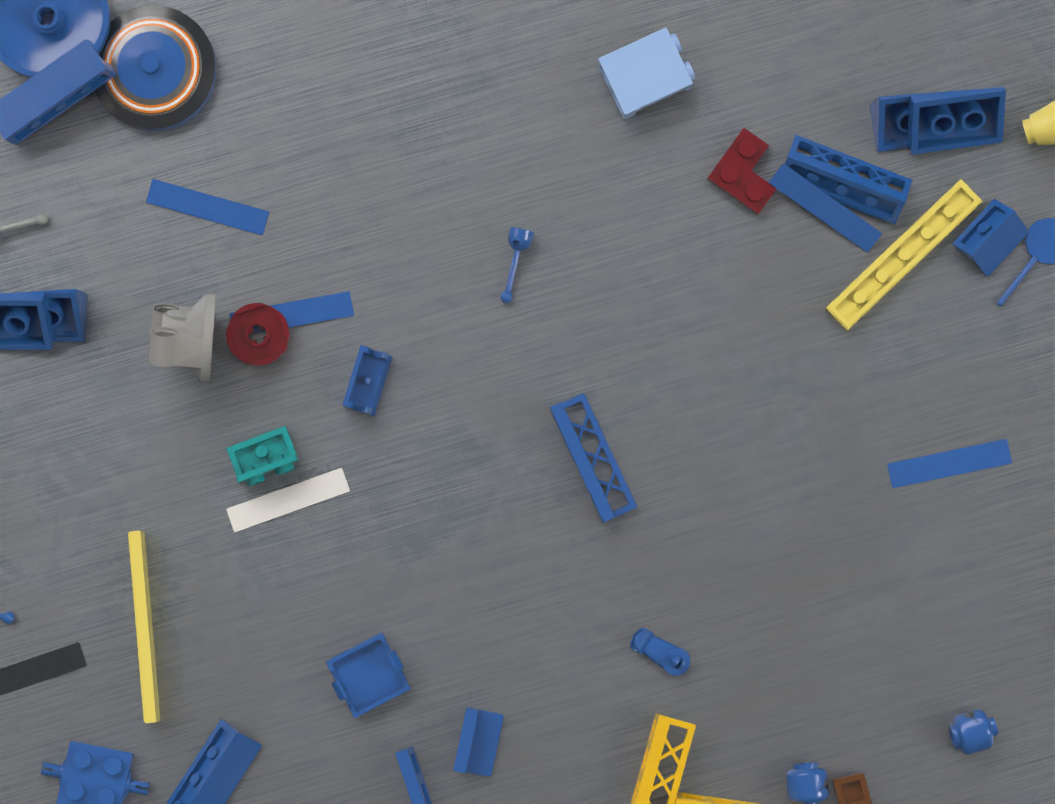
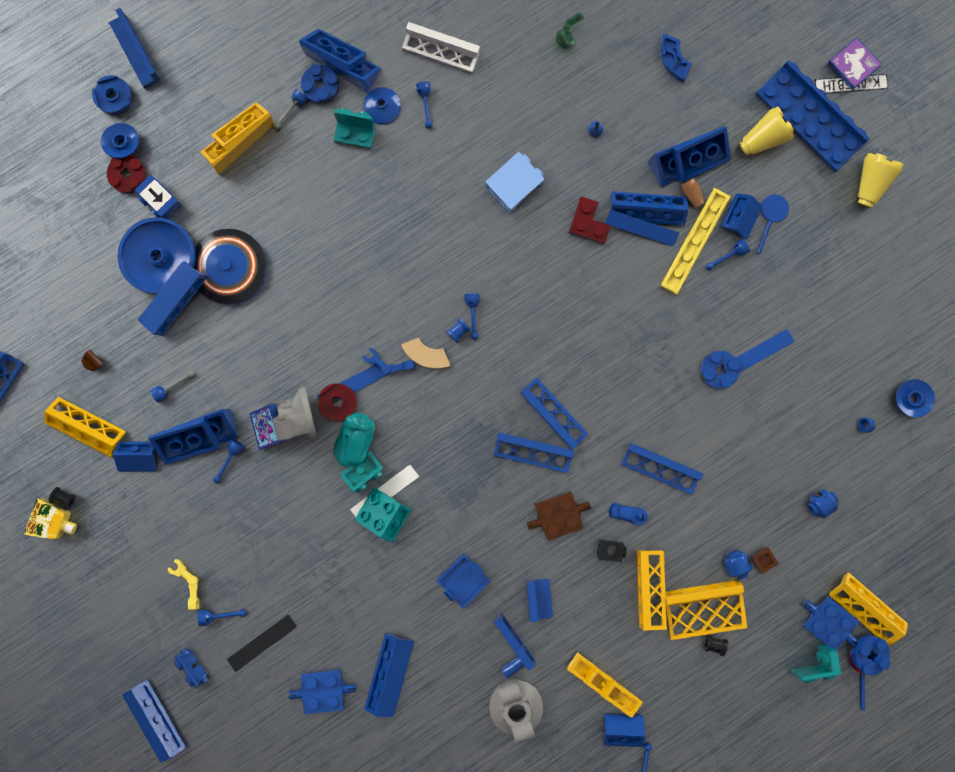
camera: 20 degrees left, 0 degrees up
(74, 357) = (234, 448): none -> blue hinge
(132, 335) = (263, 426): none -> tile
(144, 626) = (323, 594): light yellow tile -> none
(207, 207) = (285, 337): blue sticker -> none
(266, 401) = (354, 439): none -> teal hair
(274, 533) = (383, 515): none -> teal bracket
(360, 308) = (376, 360): none -> blue piece
(367, 381) = (409, 409): blue hinge -> none
(418, 304) = (425, 356): none -> tan tile
(483, 280) = (458, 330): none -> blue bush
(547, 498) = (530, 444): none -> blue fence
(550, 620) = (558, 515): none -> reddish brown plate
(604, 689) = (603, 546): none -> black brick
(743, 588) = (663, 461): none -> blue fence
(795, 24) = (591, 129): none -> blue hinge
(859, 471) = (729, 364): none -> blue plate
(924, 176) = (693, 192): none -> medium nougat cone
(970, 288) = (740, 248): none -> blue hinge

